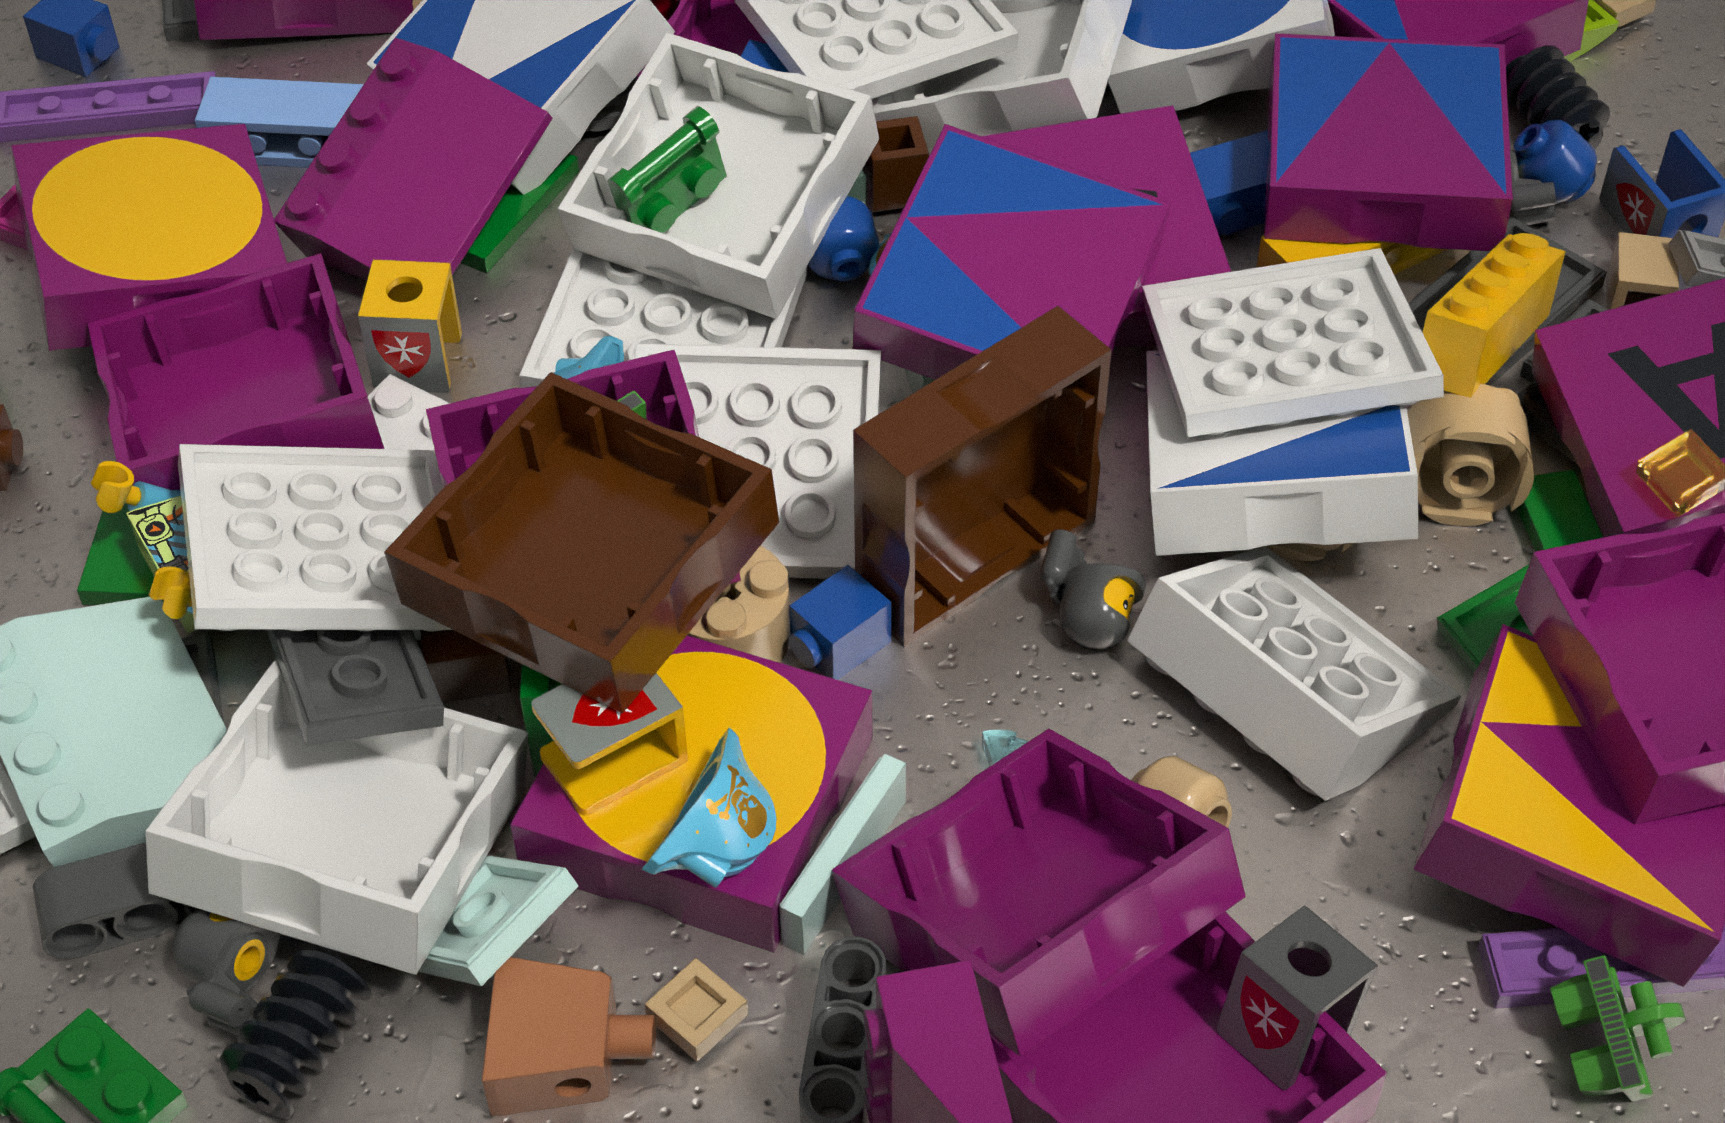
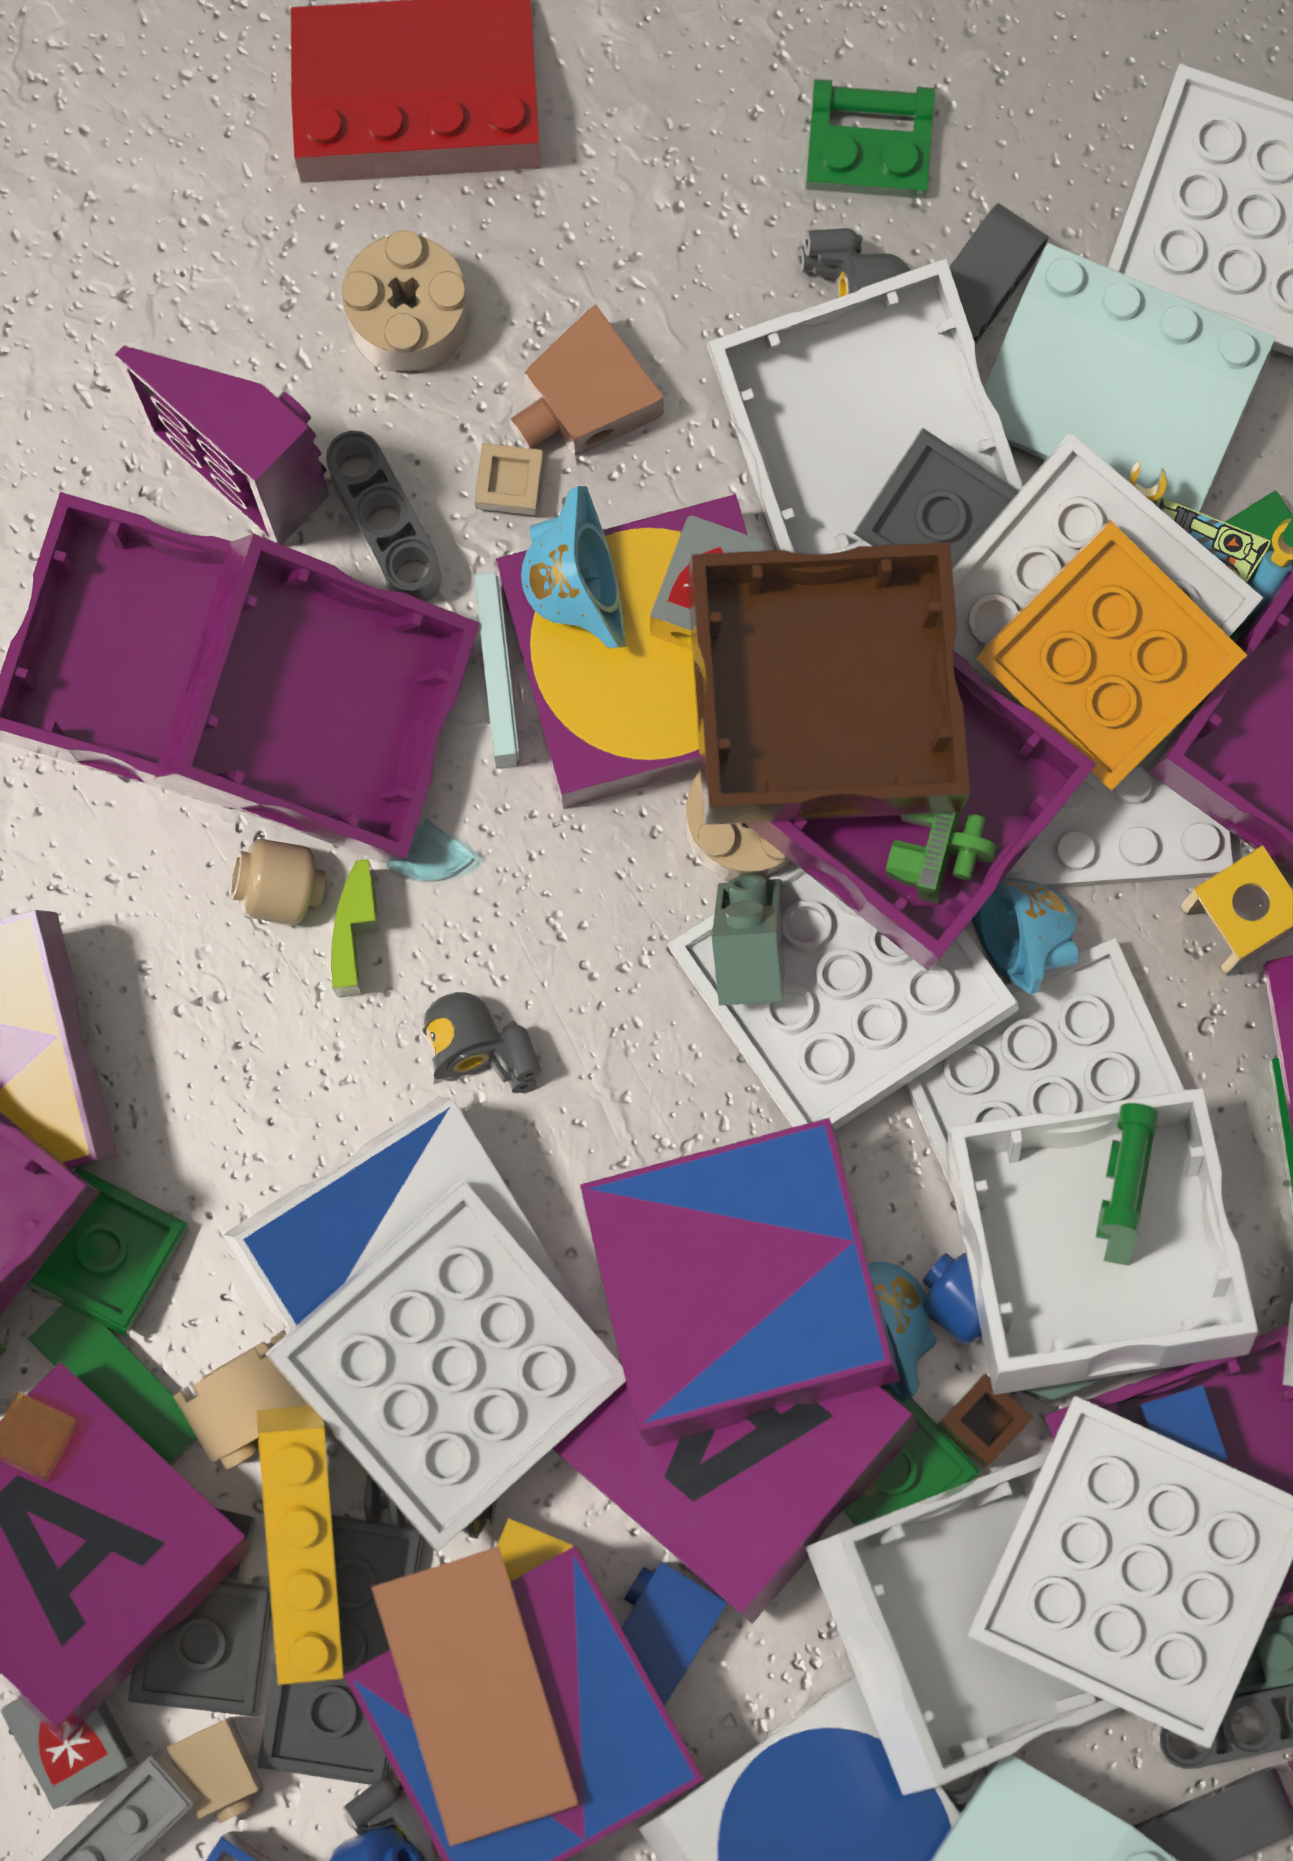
camera: 145 degrees right, 30 degrees up
(290, 1027) = (758, 258): black piece -> none
(329, 474) = (1111, 654): none -> light orange plate
(496, 917) = (692, 432): light aqua tile -> none
(812, 496) = (749, 941): none -> sand green slope
(839, 624) = (652, 871): blue brick -> none
(980, 471) = (602, 1018): reddish brown tile -> none
(1133, 738) = (355, 914): none -> lime slope
(1286, 986) = (98, 776): piece -> none
(1289, 668) = (263, 1079): white slope -> none
(1415, 137) = (474, 1696): none -> nougat tile

